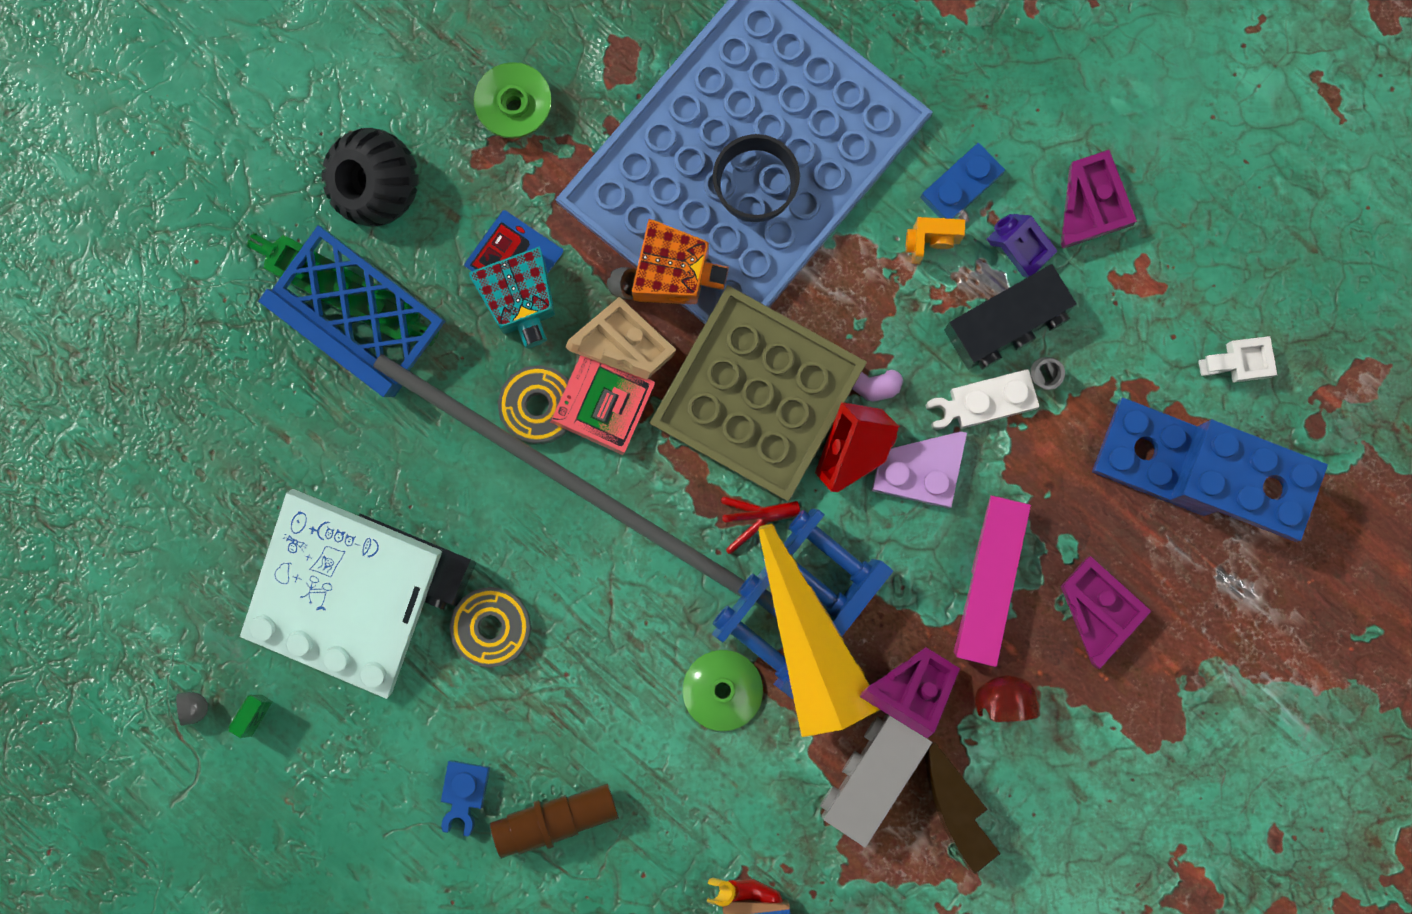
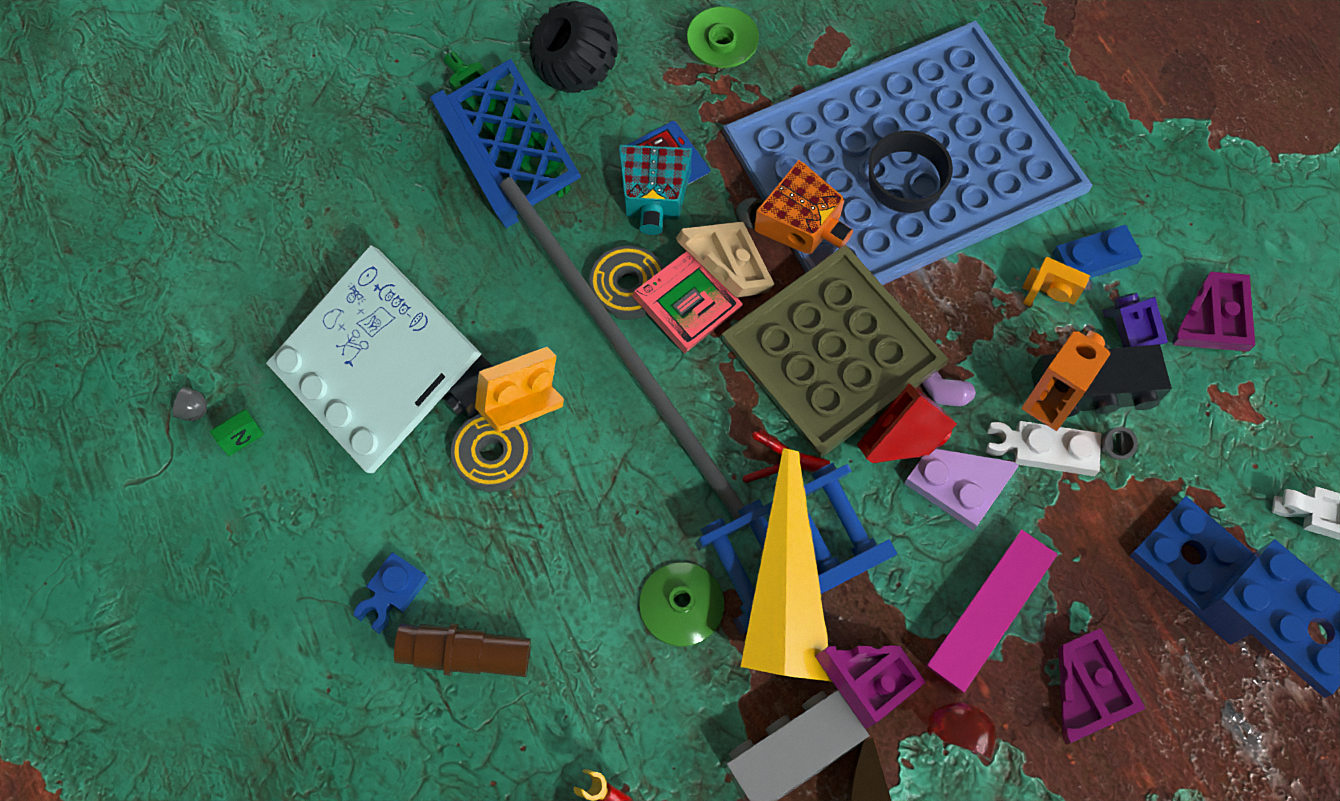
camera: 20 degrees right, 15 degrees down
(491, 566) = (518, 390): none -> light orange bracket
(983, 342) = (1075, 366): none -> orange torso

